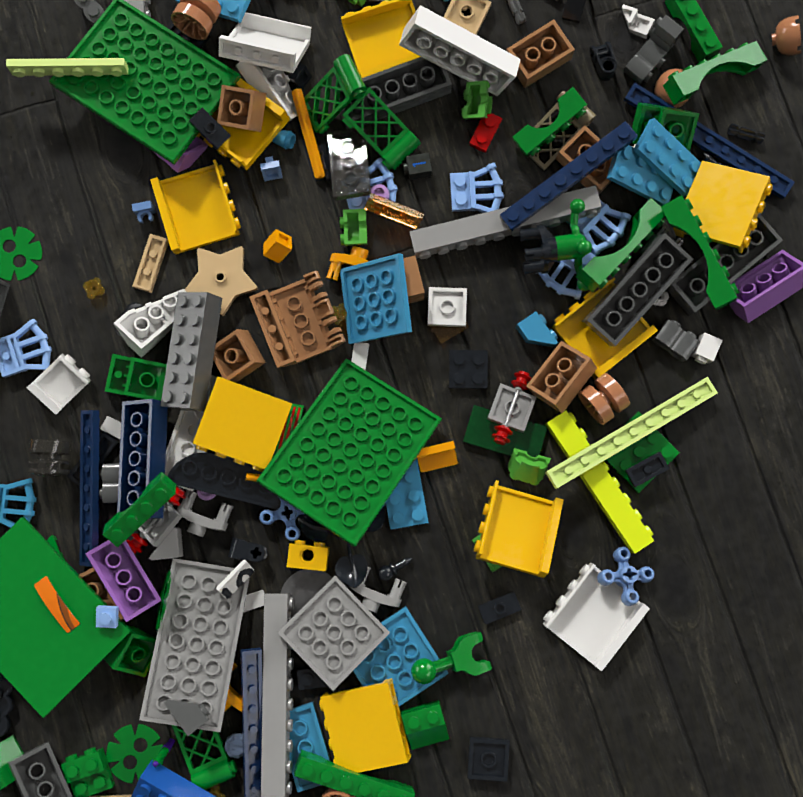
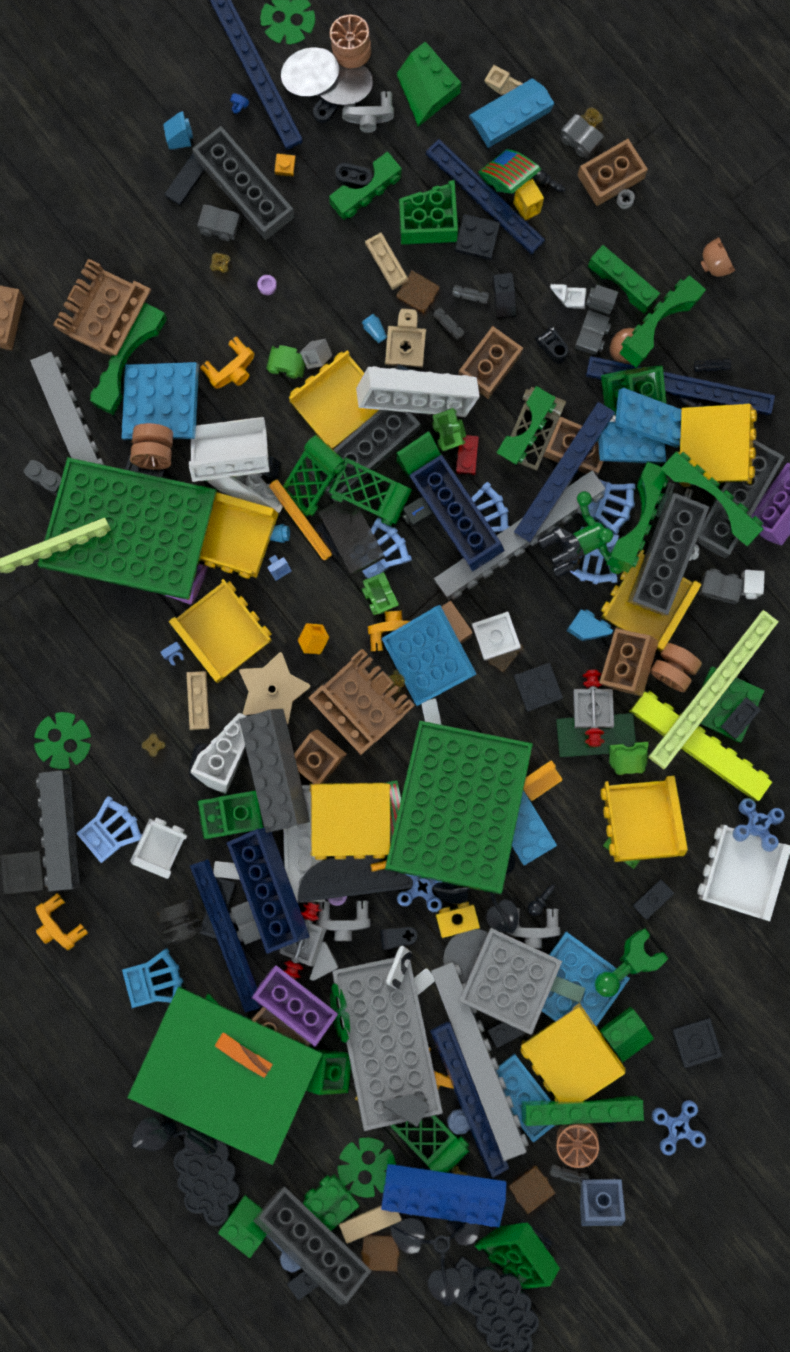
camera: 25 degrees left, 0 degrees up
(107, 616) = (296, 1047): light blue plate -> none
(151, 500) = (298, 919): green arch -> none
(163, 752) = (395, 1150): piece -> none
(209, 128) = (209, 553): black plate -> none
(241, 108) = (231, 522): medium nougat brick -> none
(381, 190) = (392, 553): lavender tile -> none
(385, 661) = (567, 989): none -> sand green sticker
(393, 211) = (411, 564): clear orange tile -> none
(439, 114) = (417, 454): none -> green slope
(454, 178) = (457, 513): none -> dark blue brick

